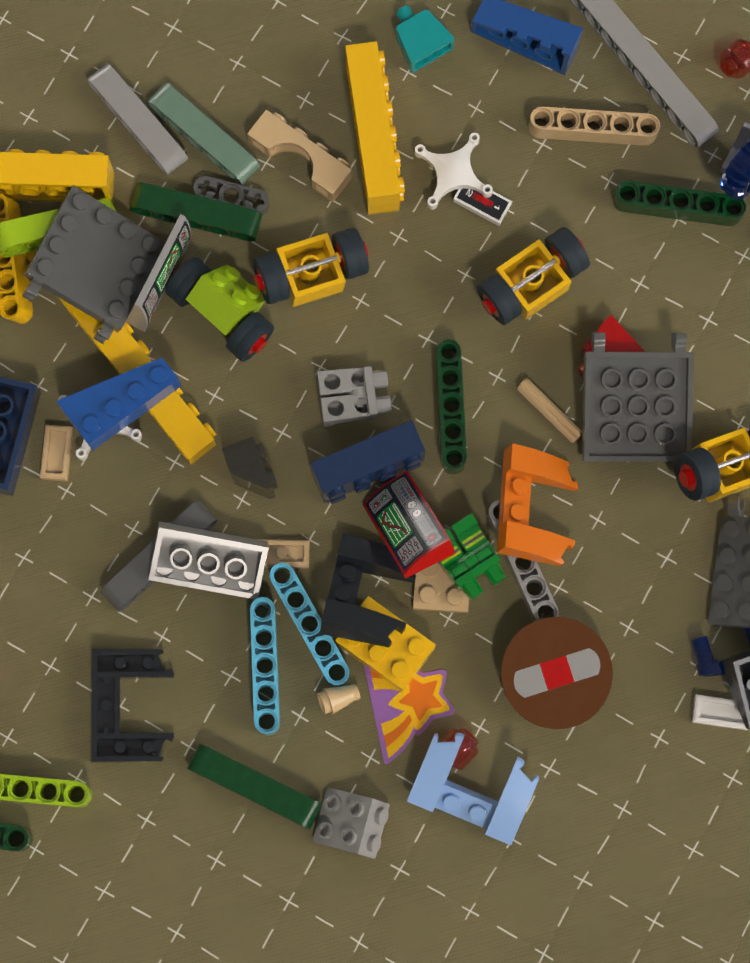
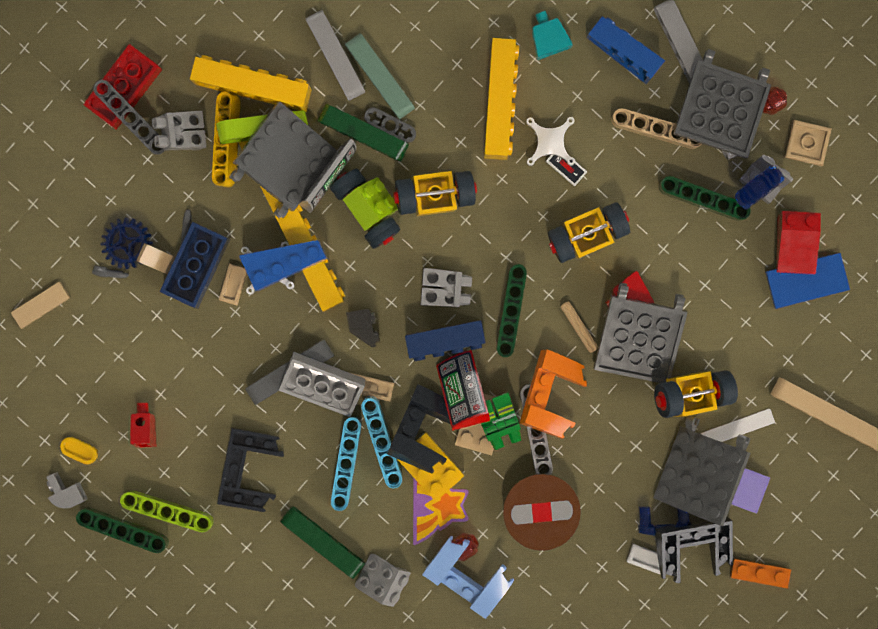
camera: 15 degrees right, 10 degrees up
(274, 136) = (429, 88): tan arch -> none
(337, 698) = (390, 495): tan cone -> none
(675, 76) = (723, 107): none -> dark grey plate

